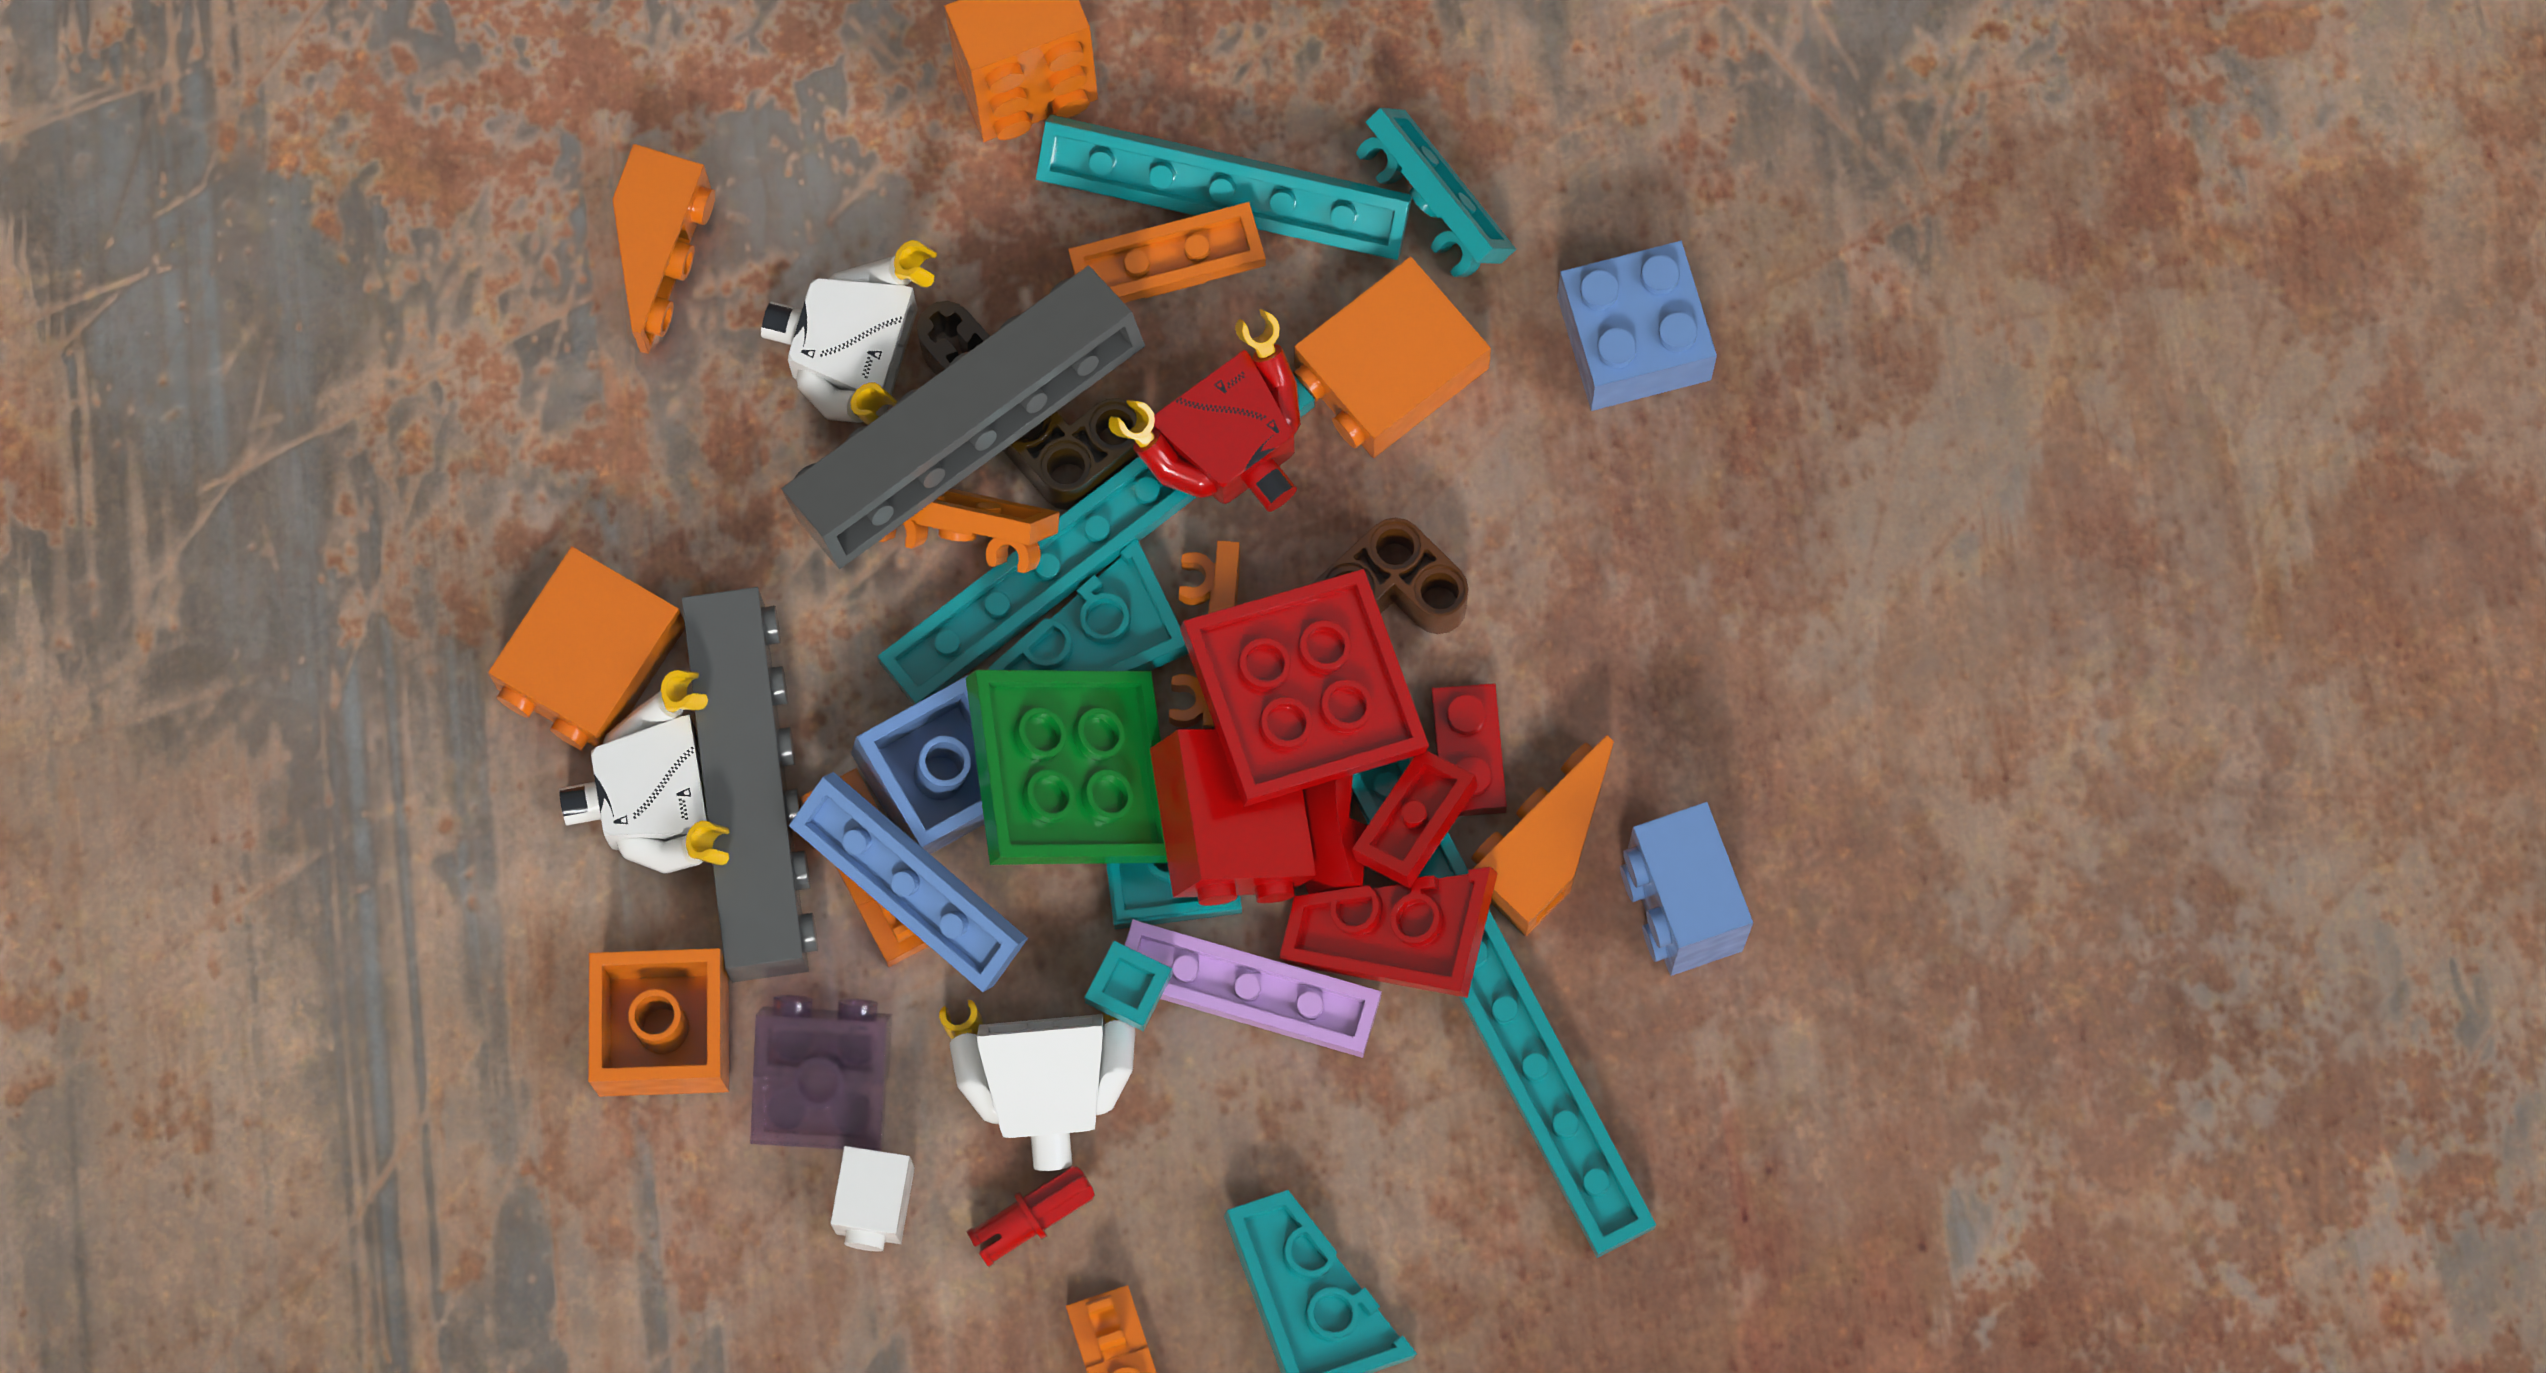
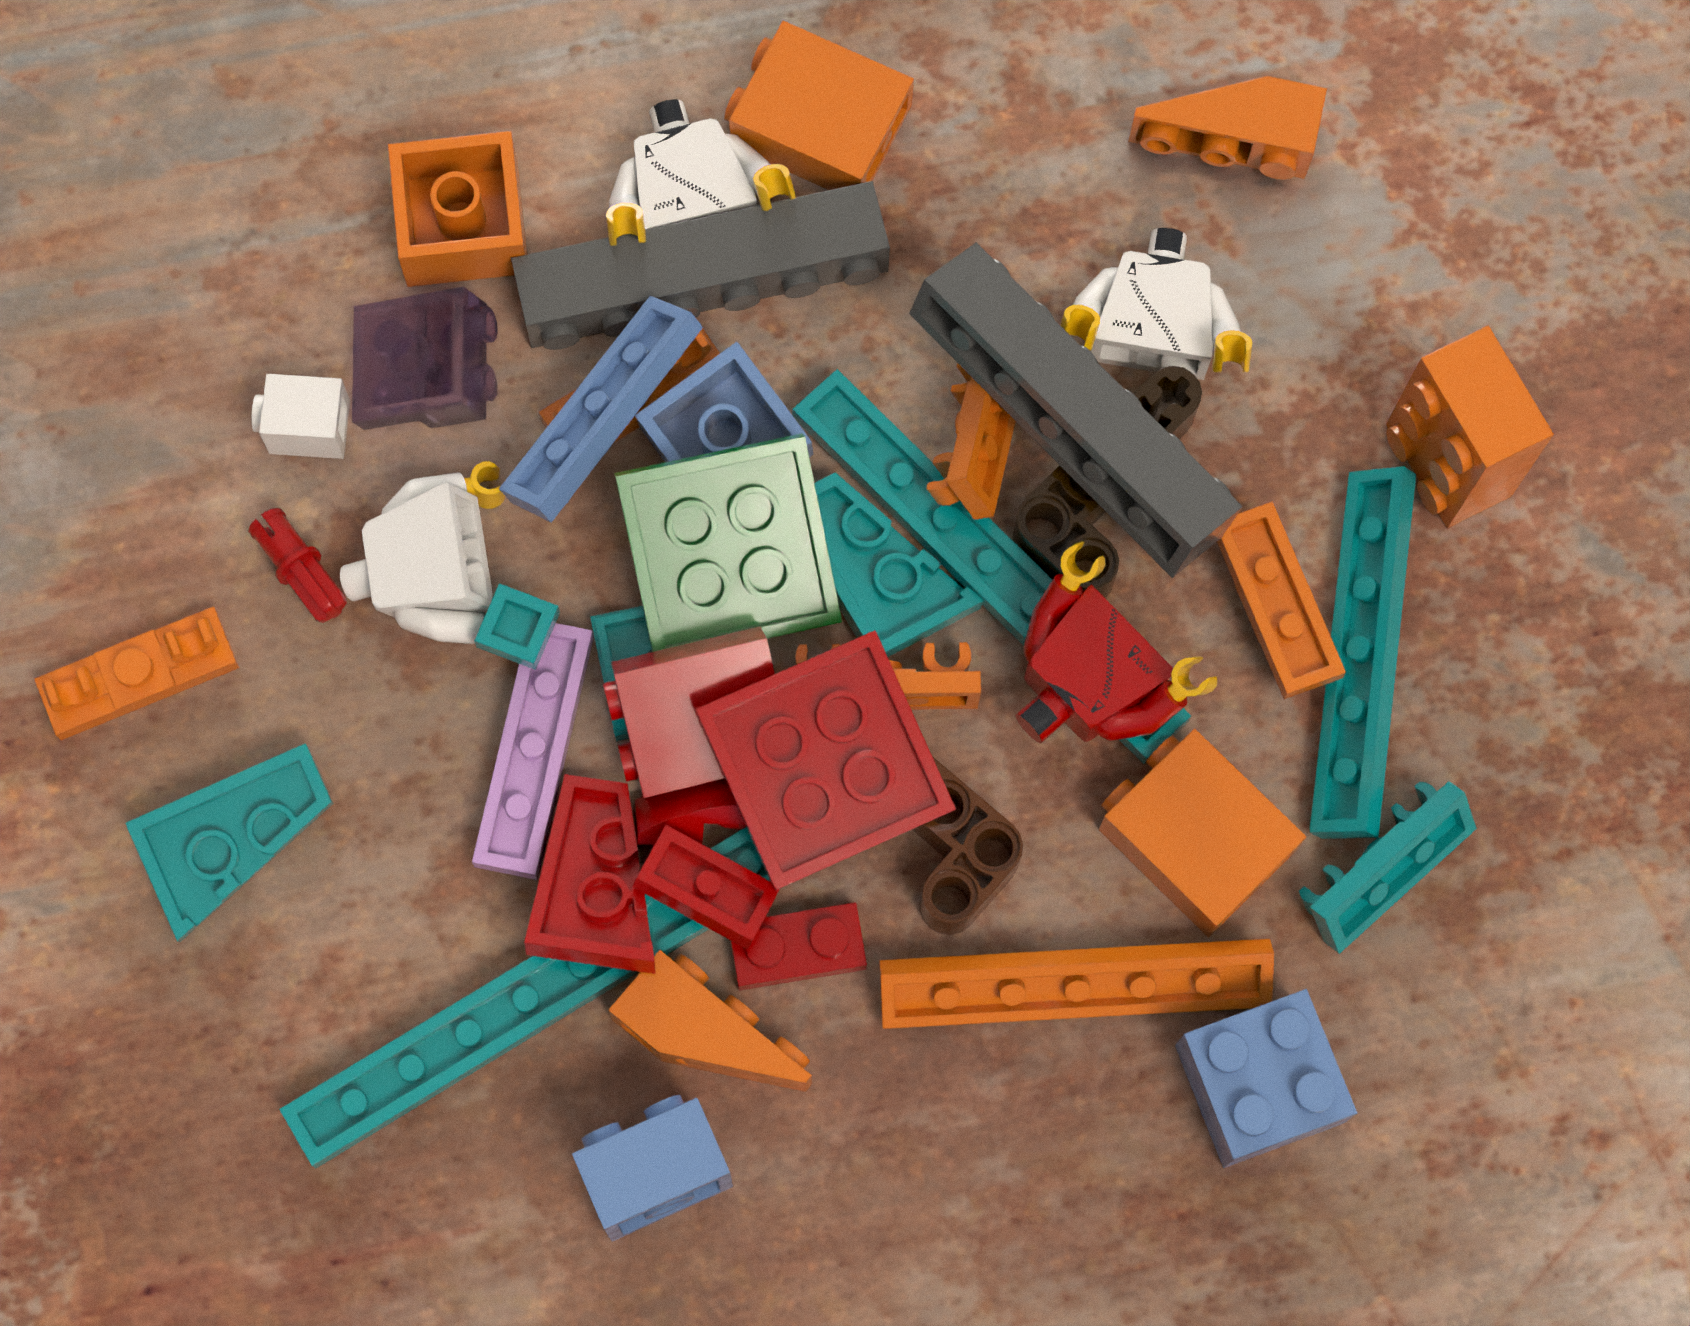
camera: 80 degrees right, 0 degrees up
(1530, 490) = (1076, 983): none -> orange plate

